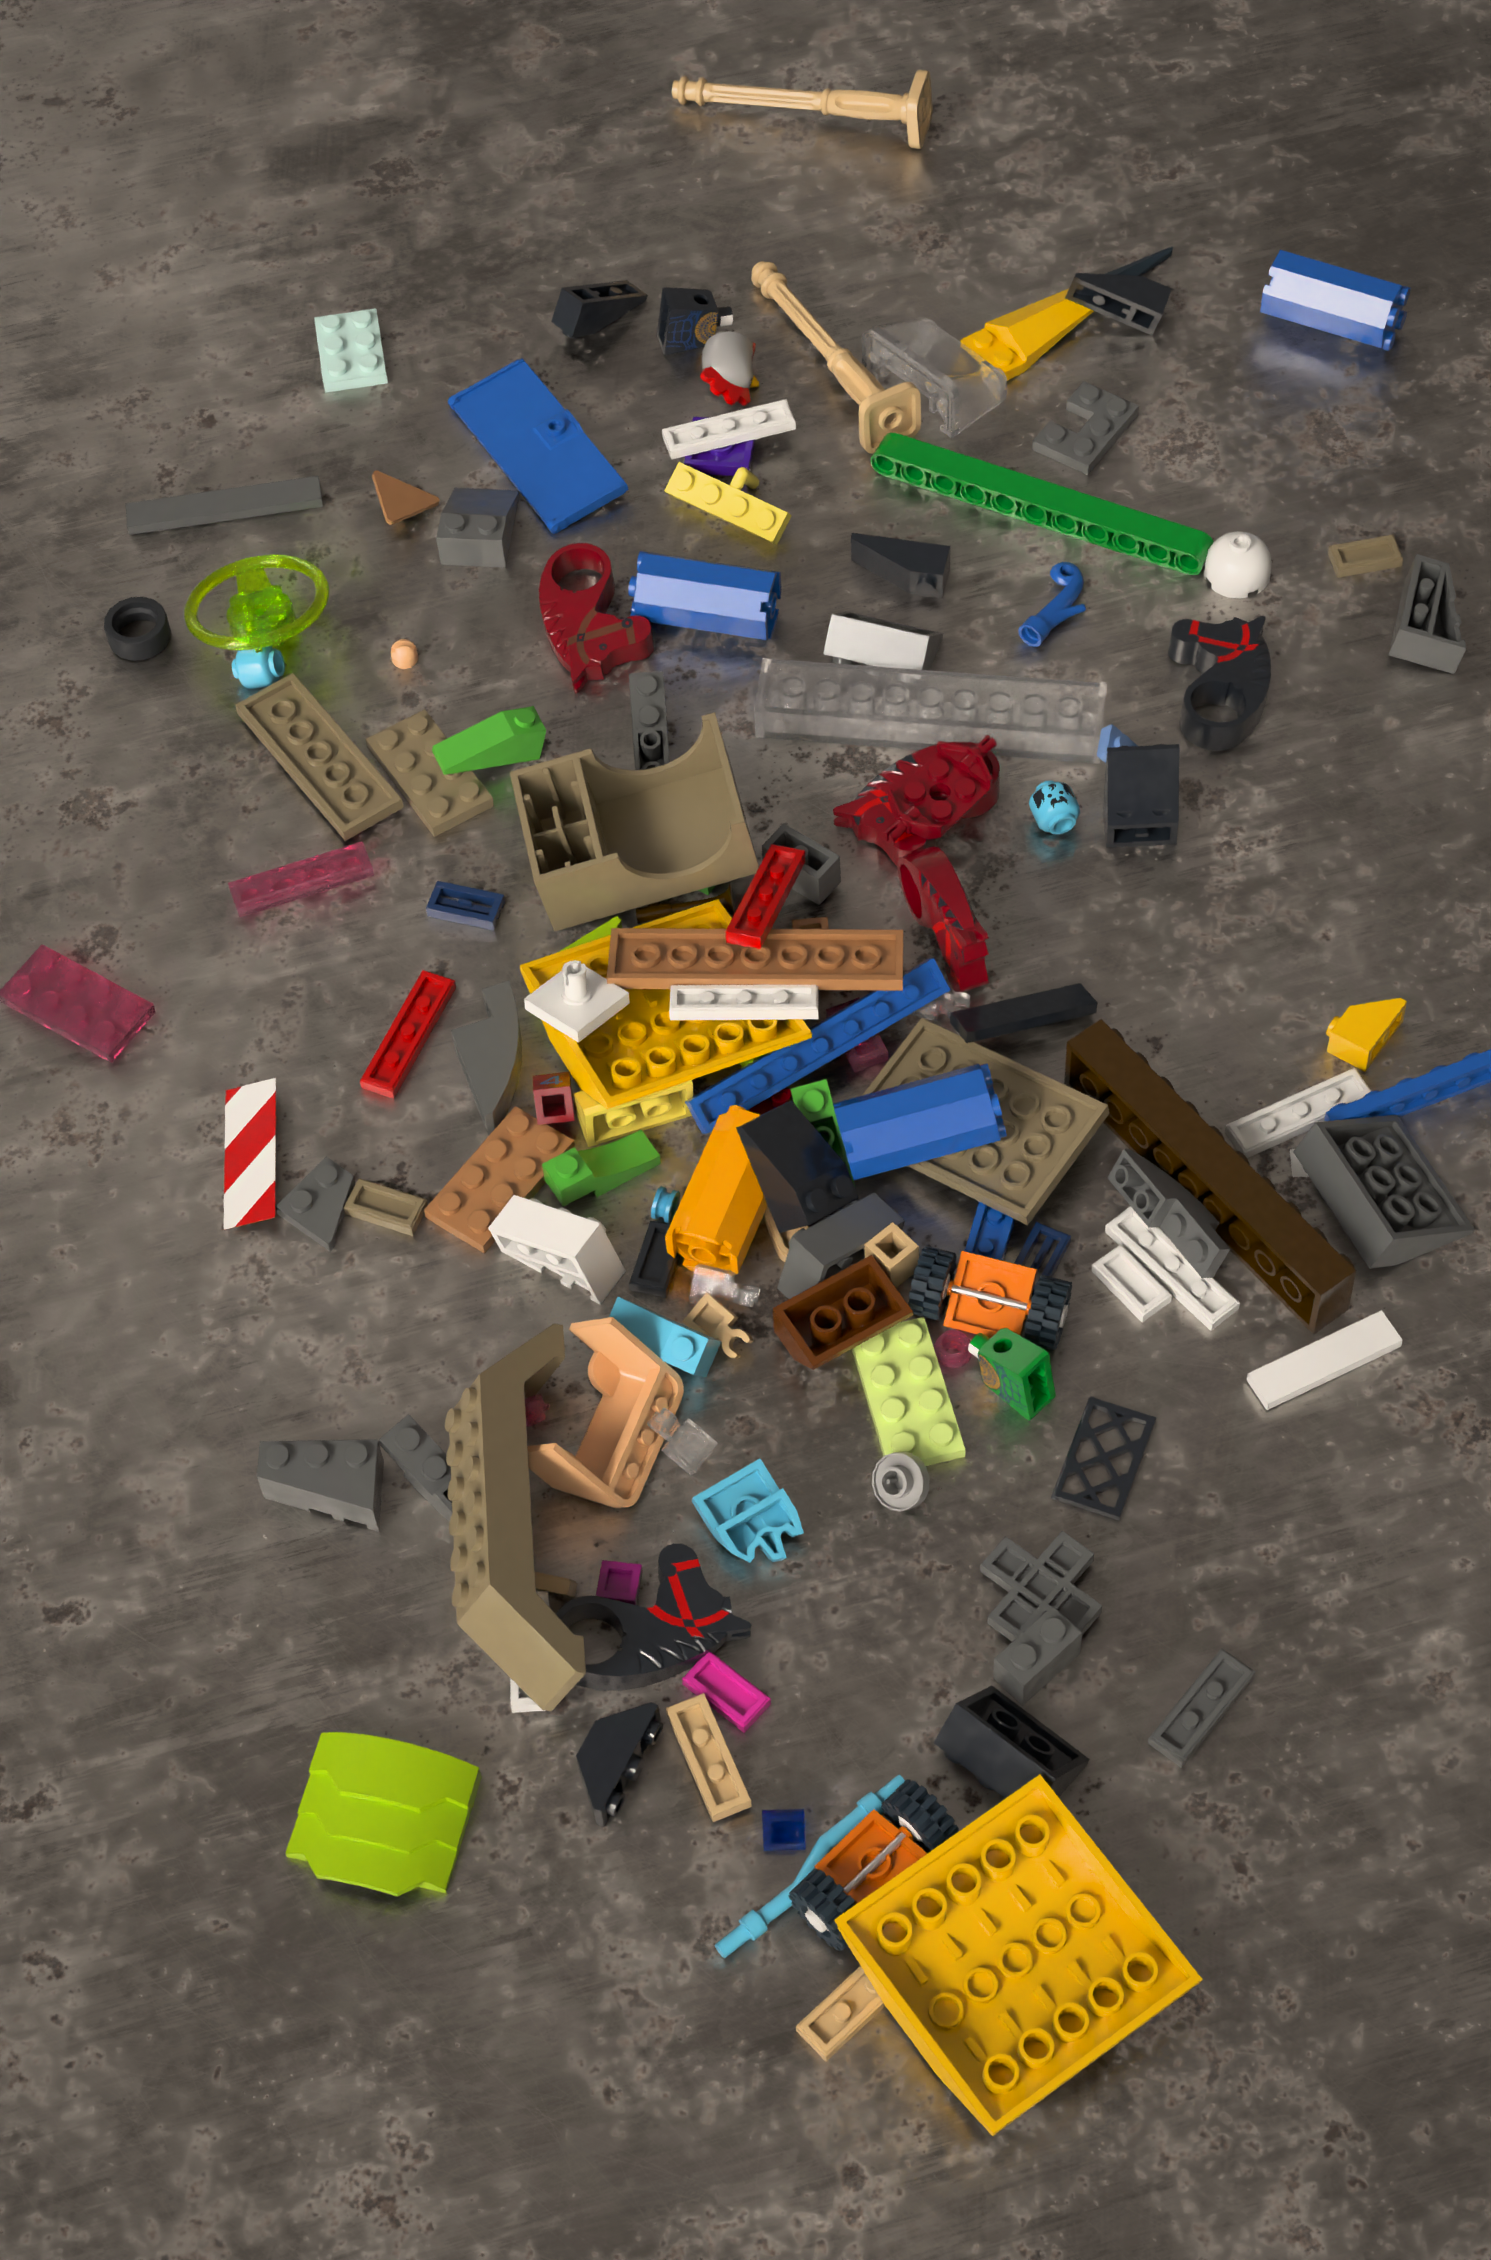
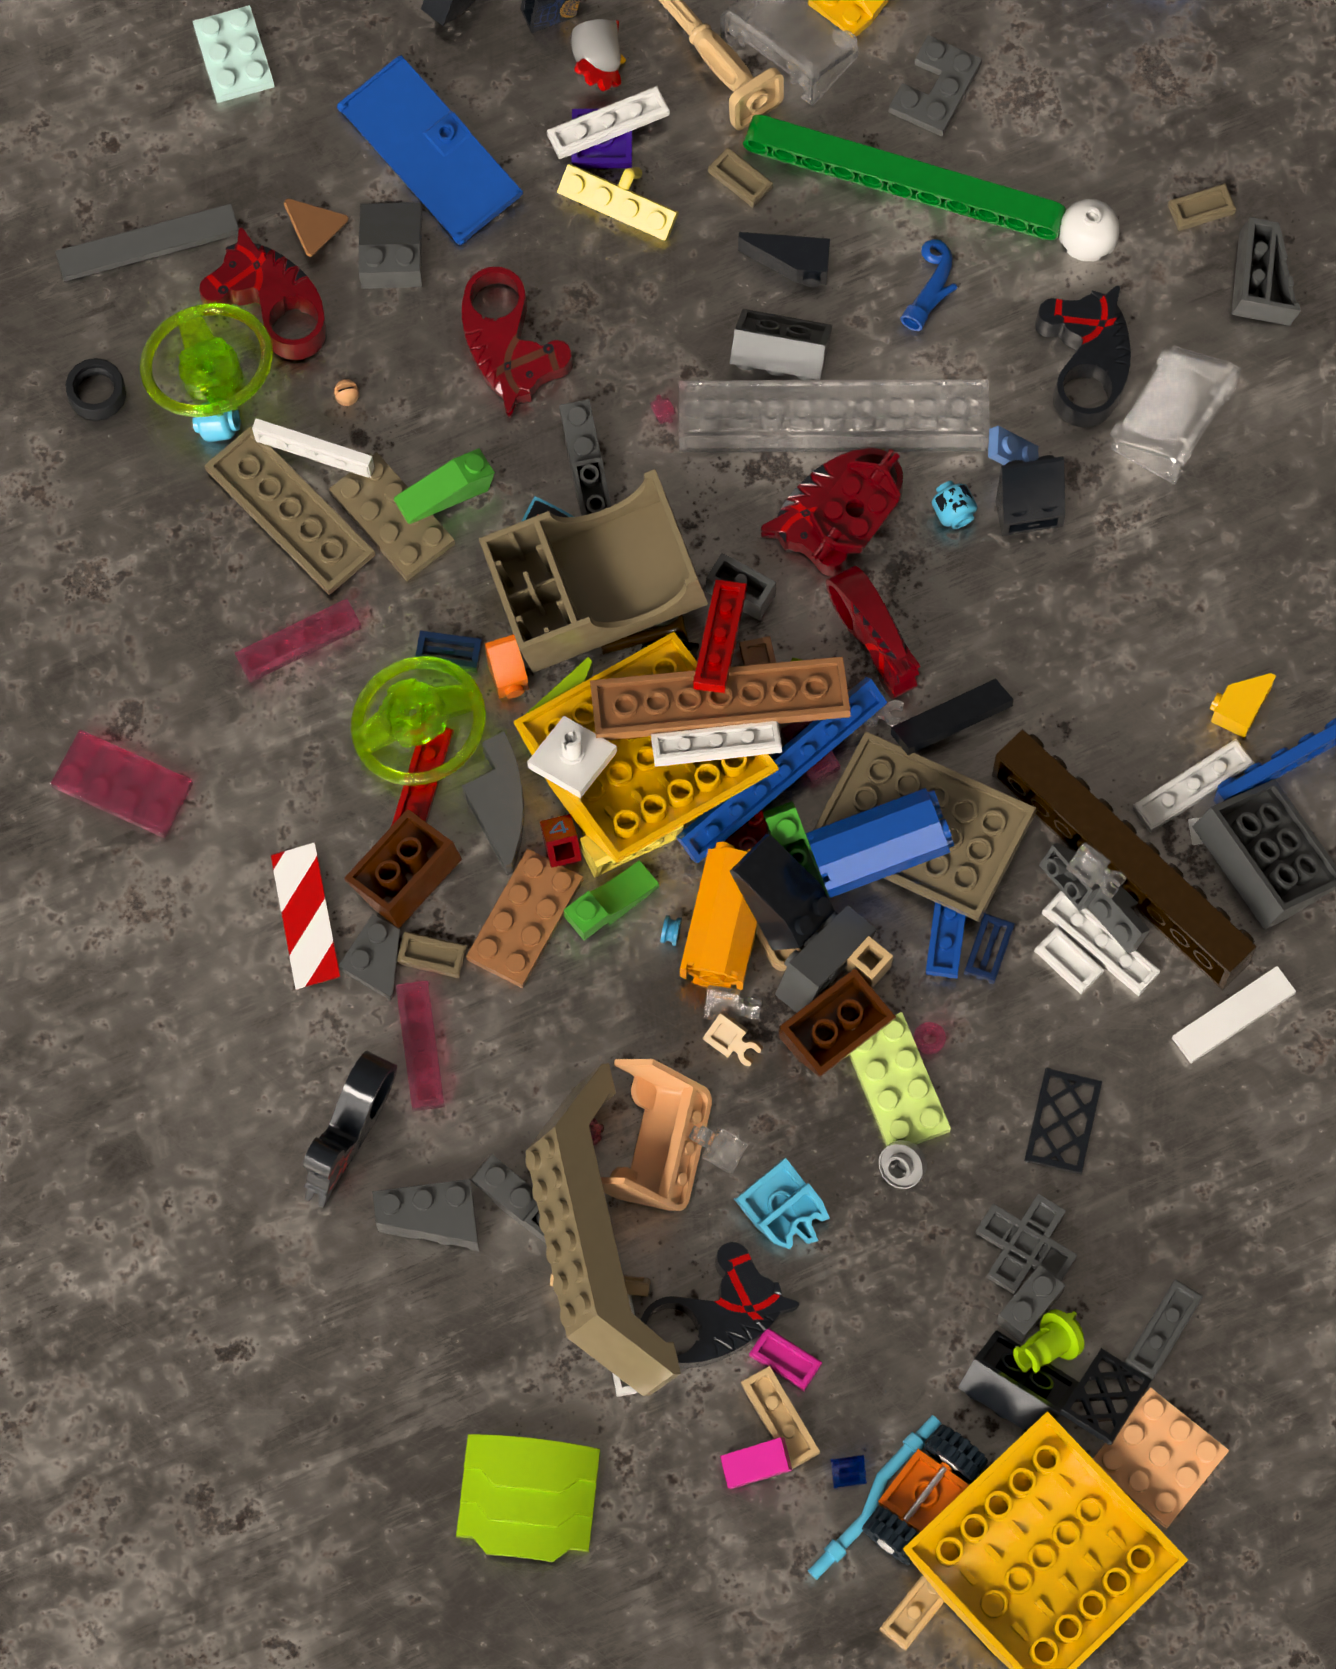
camera: 10 degrees left, 15 degrees up
(254, 1365) = (350, 1124): none -> black animal
(347, 552) = (266, 277): none -> dark red animal
(352, 1299) = (420, 1046): none -> clear pink plate
(354, 692) = (313, 448): none -> white tile
(369, 1110) = (403, 868): none -> reddish brown slope
(411, 951) = (433, 707): none -> clear neon green piece
(524, 917) = (506, 667): none -> orange slope
(560, 1242) = (587, 978): white wedge -> none
(614, 1756) = (705, 1427): black slope -> none
(619, 1581) = (685, 1278): magenta plate -> none
(654, 1266) = (669, 987): black tile -> none
(667, 1338) = (687, 1055): medium azure slope -> none
(669, 1805) = (756, 1463): none -> dark pink tile
(706, 595) = (615, 312): blue brick -> none
(743, 693) = (663, 409): none -> clear pink plate
(863, 493) = (740, 177): none -> dark tan tile
(989, 1296) = (956, 992): plate -> none
(1015, 1370) = (983, 1055): green torso -> none
(1066, 1696) = (1058, 1337): none -> lime piece
(1095, 1795) = (1090, 1421): none -> black window
(1166, 1174) = (1092, 869): none -> clear plate
(1182, 1858) = (1160, 1458): none -> light nougat plate
(1314, 736) = (1174, 410): none -> clear windscreen

